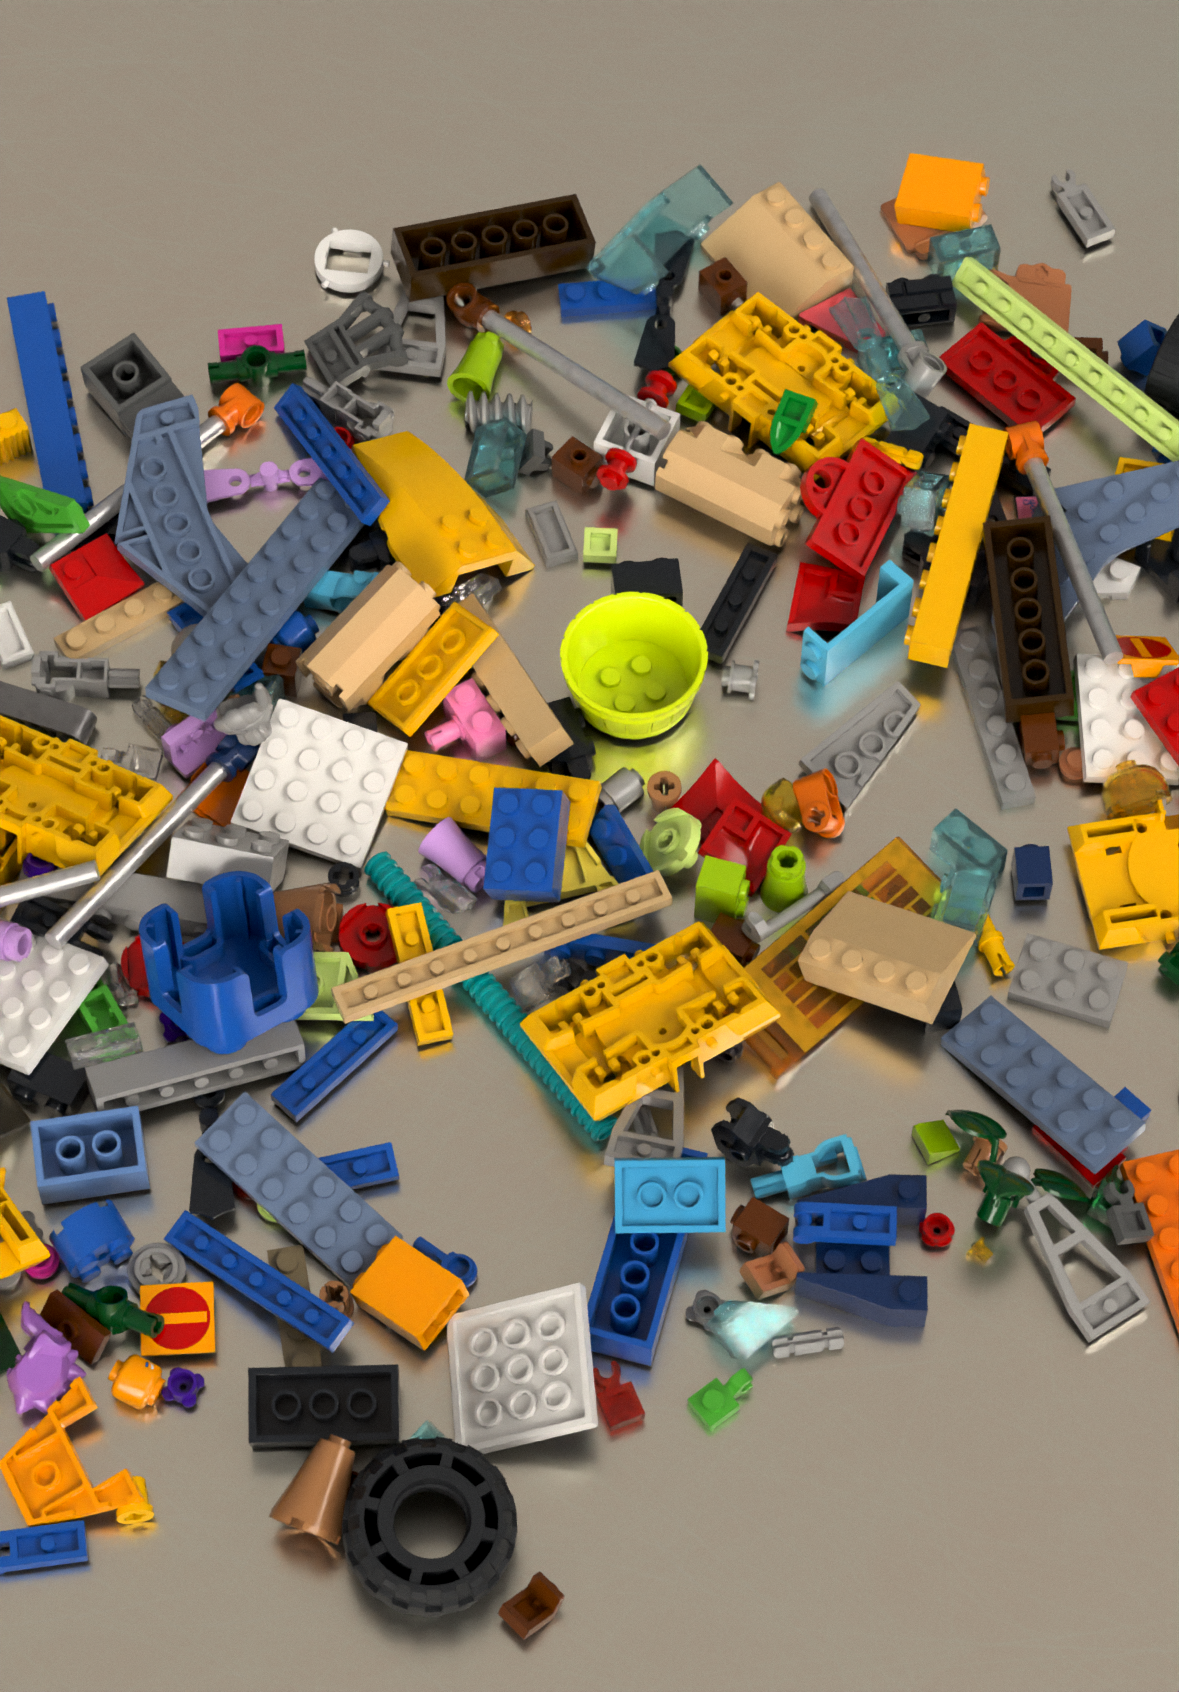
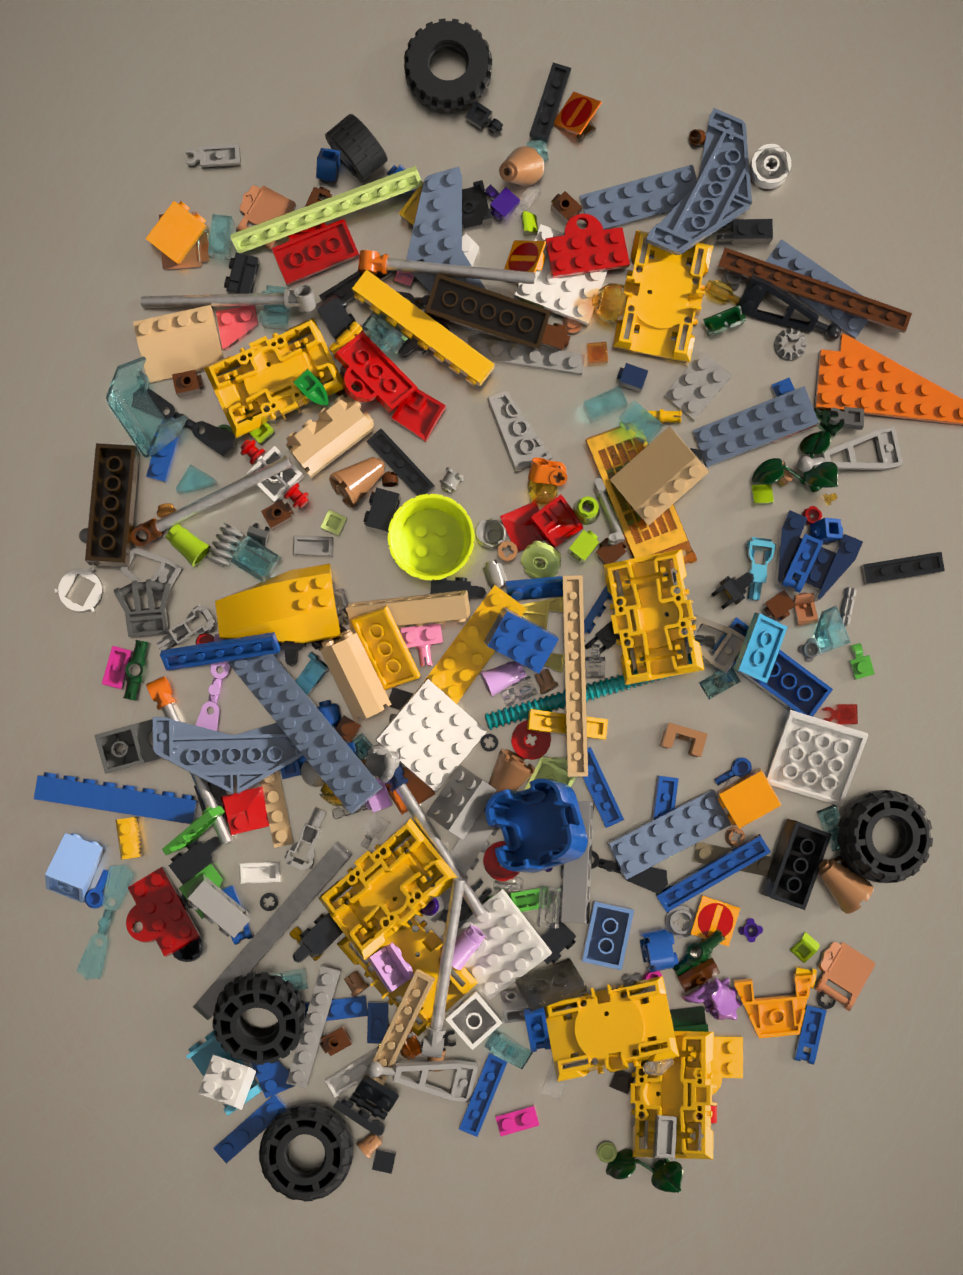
camera: 70 degrees left, 25 degrees up
(116, 1557) = (822, 1004): none -> black bush
(136, 1381) = (741, 953): light orange head -> none
(170, 1568) = (845, 969): none -> nougat piece
(186, 1488) = (805, 947): none -> lime slope
(473, 1141) = (685, 734): none -> medium nougat panel
(477, 921) = (546, 681): none -> medium nougat bush
(532, 1606) = (935, 799): reddish brown bracket -> none
(578, 341) = (194, 480): none -> clear light blue slope
(588, 1184) = (719, 682): none -> clear light blue slope
(680, 538) = (357, 480): none -> medium nougat cone
(683, 756) = (490, 533): none -> light grey hair
(702, 597) = (389, 479): none -> reddish brown hinge
(893, 601) = (438, 374): medium azure panel -> none
(899, 401) = (319, 320): clear light blue piece -> none
(915, 1407) = (903, 568): none -> black plate
(920, 1252) = (827, 530): none -> blue brick
(1046, 813) = (597, 352): none -> clear orange plate

